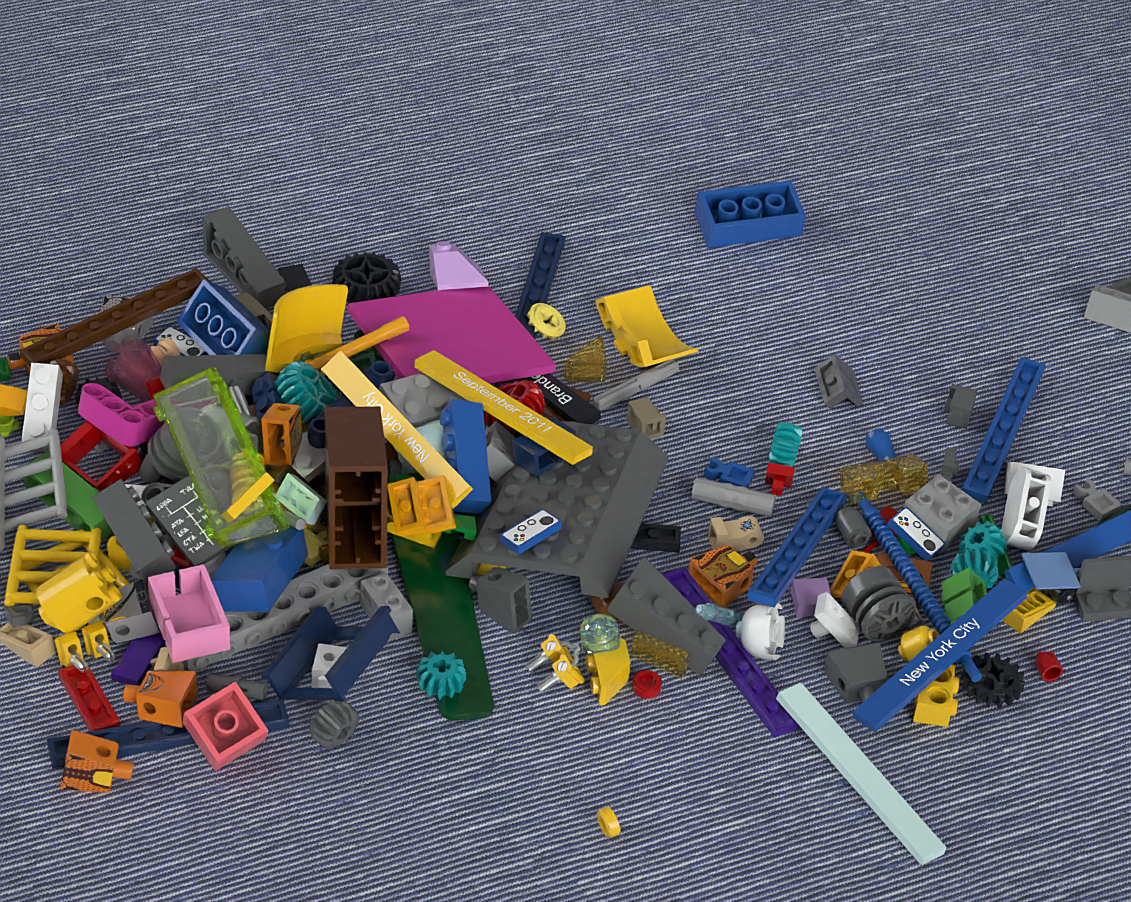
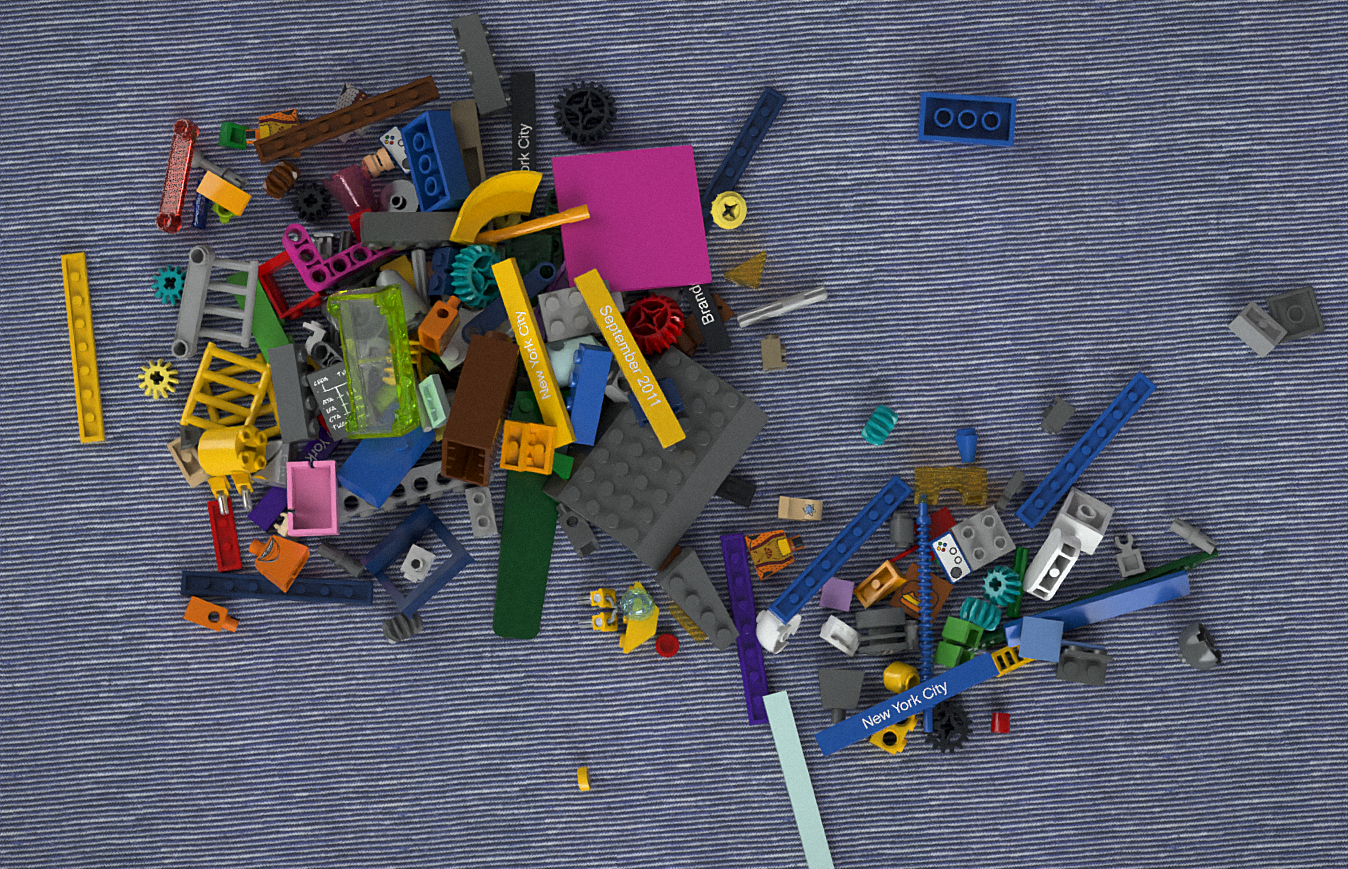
camera: 20 degrees right, 40 degrees up
(42, 401) = (256, 217): white brick -> none
(225, 726) = (315, 610): coral brick -> none
(247, 497) = (382, 412): yellow tile -> none
(441, 675) = (507, 598): teal gear -> none
(453, 268) = (668, 126): lavender slope -> none
(530, 531) = (609, 500): tile -> none
(640, 327) = (812, 246): yellow panel -> none
(719, 614) = (746, 608): clear light blue piece -> none
(733, 473) = (824, 442): blue plate -> none
(733, 497) = (814, 466): light grey axle -> none
(779, 477) = (861, 456): red tile -> none
(837, 382) = (962, 354): flat silver panel -> none

